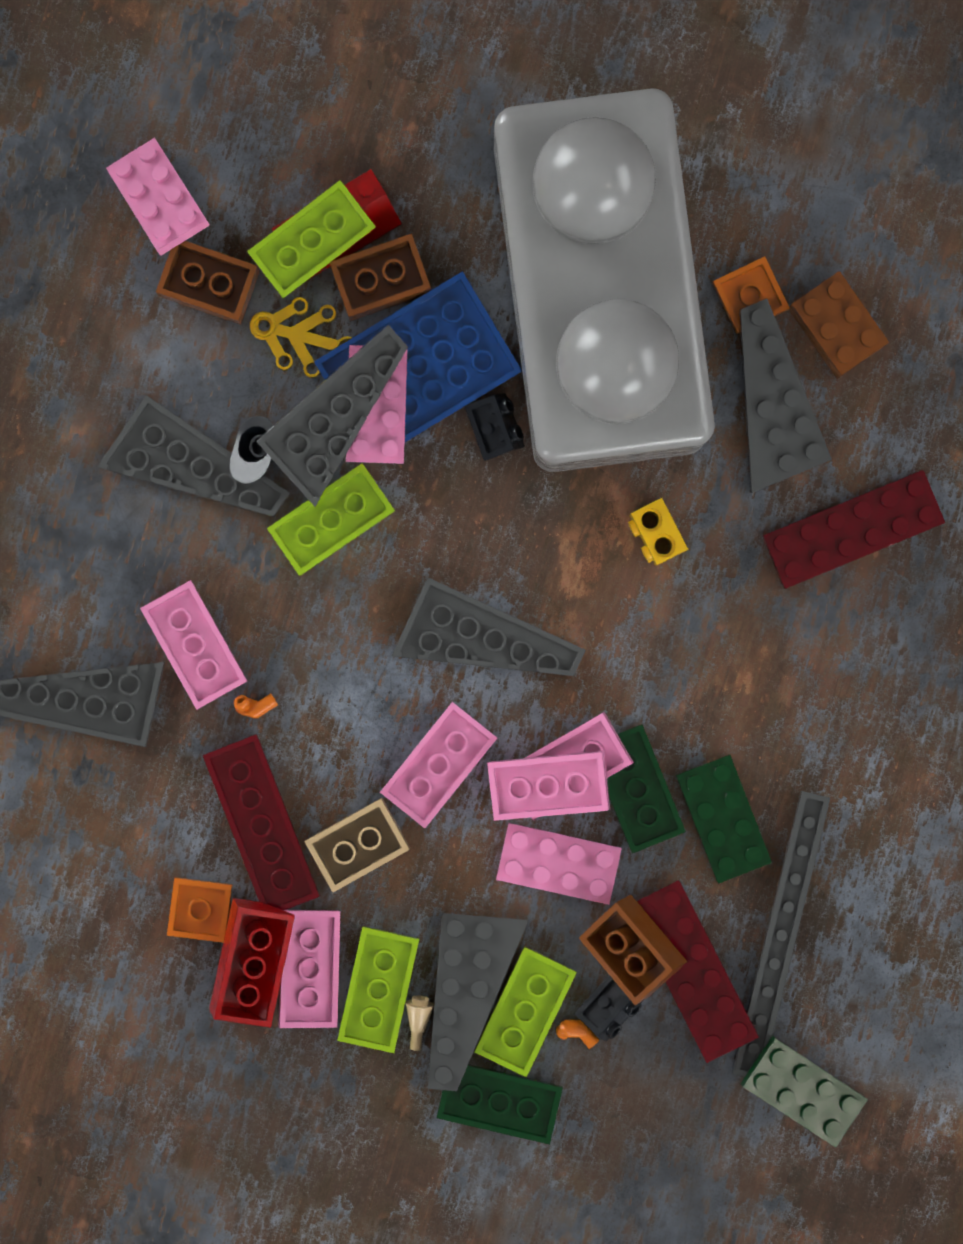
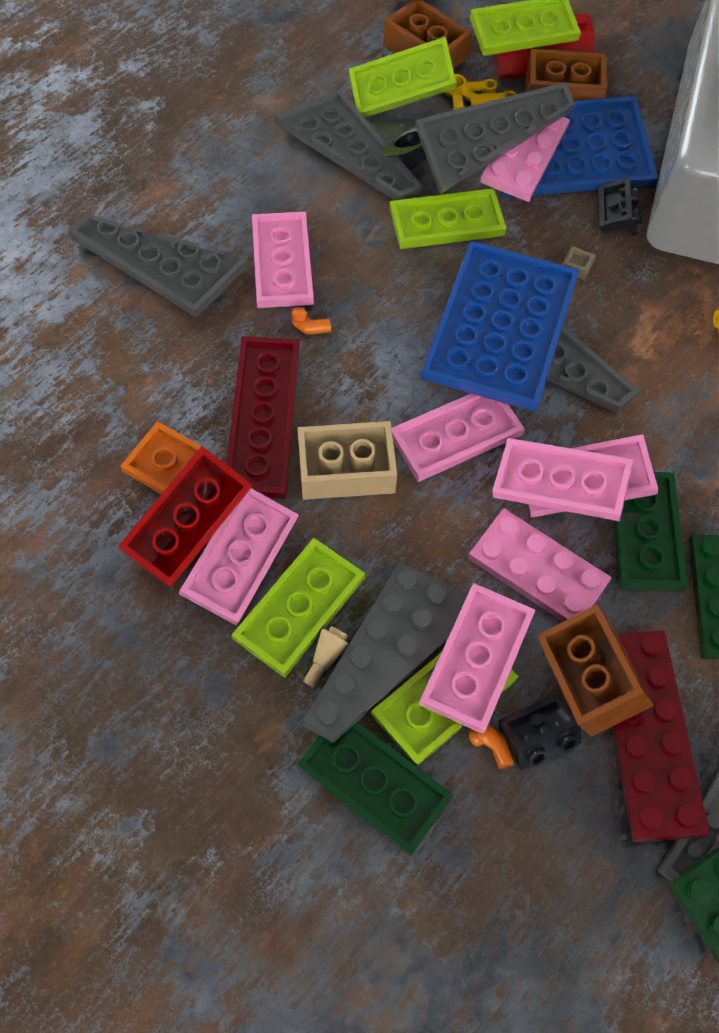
camera: 25 degrees right, 25 degrees down
(210, 362) = (403, 78): none -> lime plate
(435, 638) = (501, 326): none -> blue plate
(478, 512) = (579, 260): none -> dark tan tile
(539, 976) = (477, 658): none -> bright pink plate

